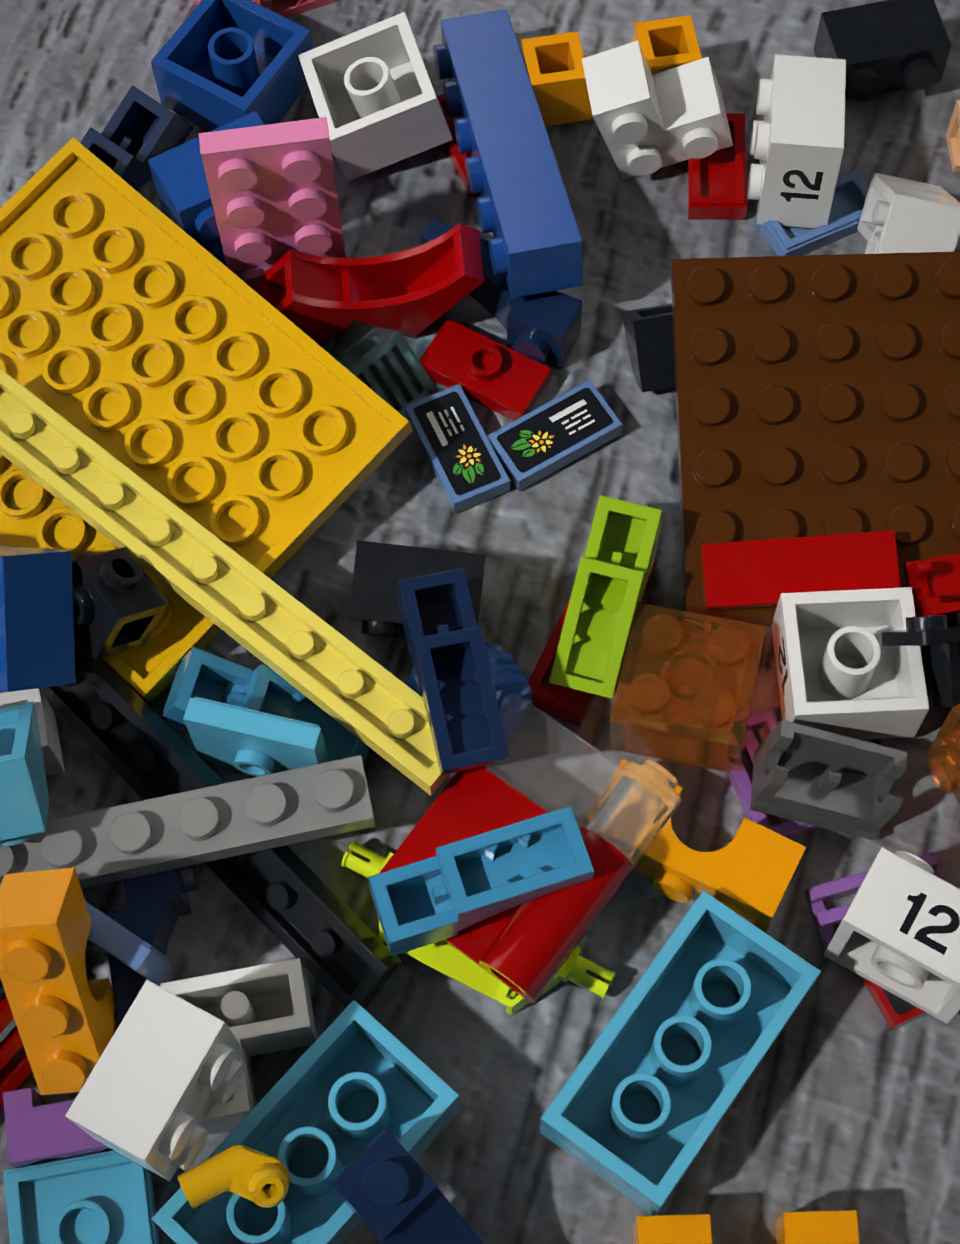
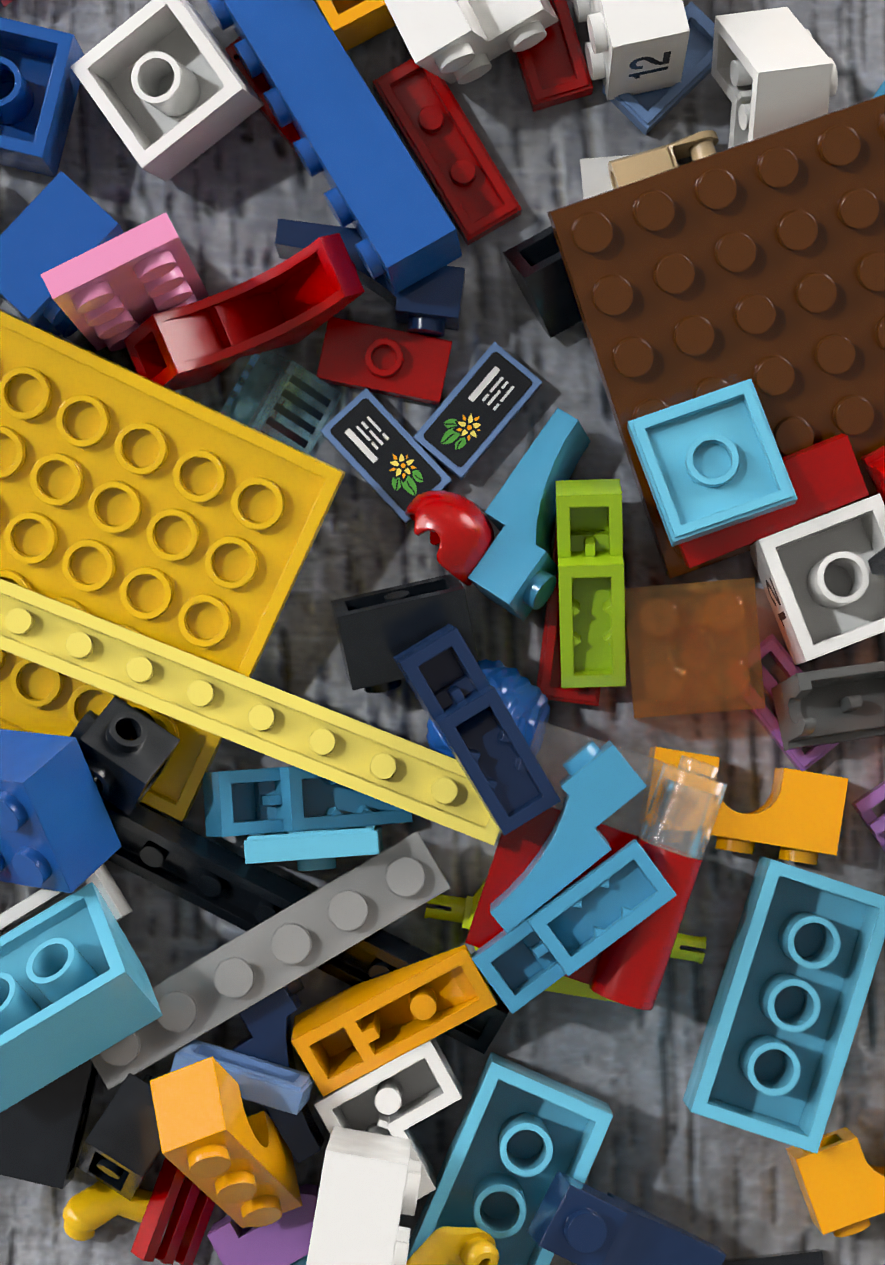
camera: 15 degrees left, 20 degrees up
(271, 927) = (388, 1017): none -> light orange slope
(497, 516) = (457, 526): none -> red hair
(543, 559) = (518, 563): none -> dark azure slope
(548, 762) = (595, 789): none -> dark azure slope
(609, 238) = (447, 150): none -> red tile
(756, 512) = (711, 462): none -> medium azure plate

